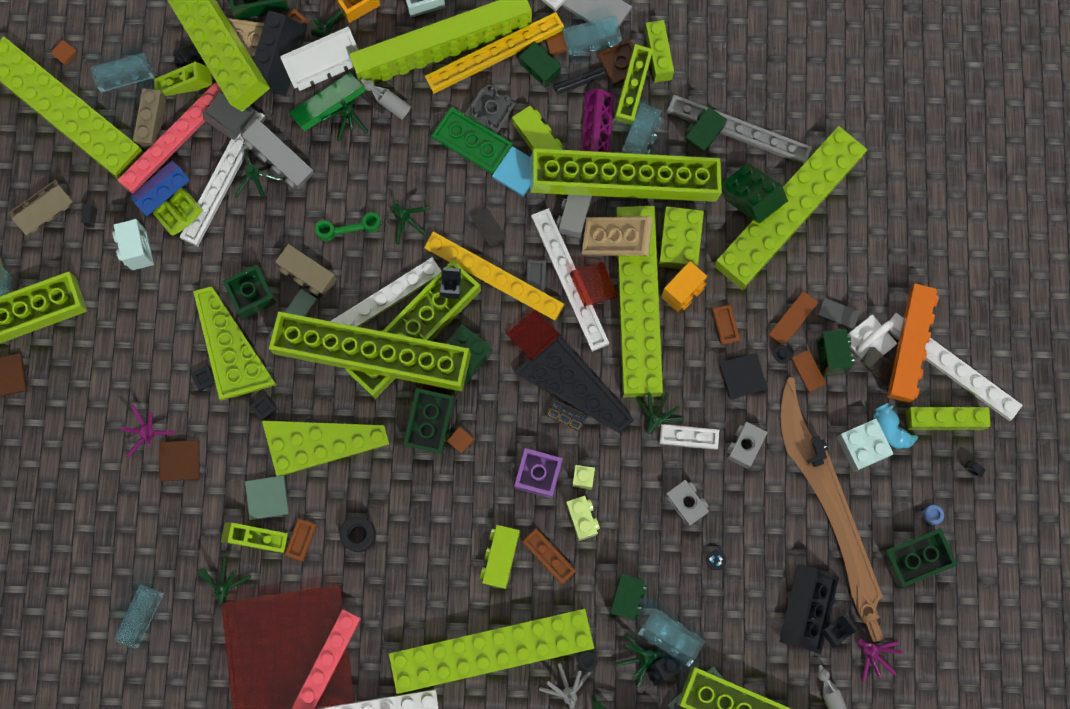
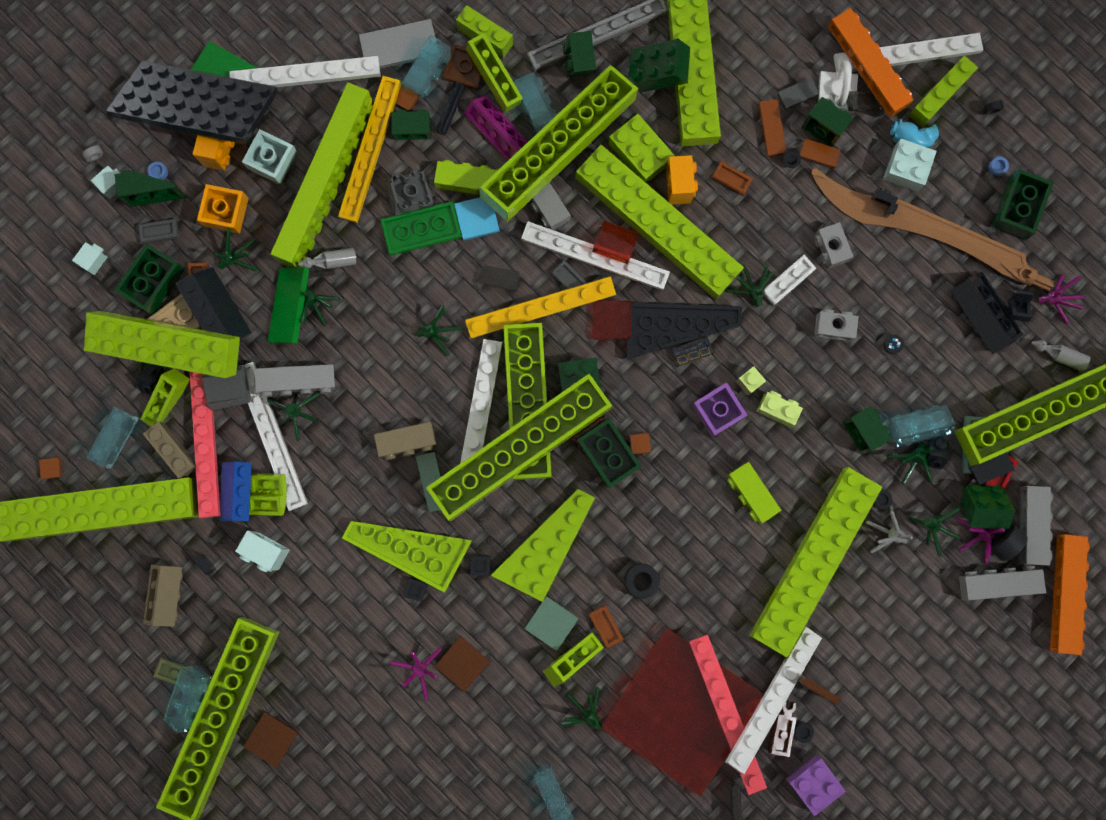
camera: 50 degrees left, 5 degrees up
(249, 292) = (383, 496): dark green brick -> none
(320, 58) = (250, 279): white hinge -> none
(326, 232) = (389, 397): green piece -> none
(450, 283) = (522, 342): black bracket -> none
(549, 556) = (783, 458): dark orange tile -> none
(617, 236) = (599, 191): tan tile -> none
(743, 376) = (780, 201): black tile -> none

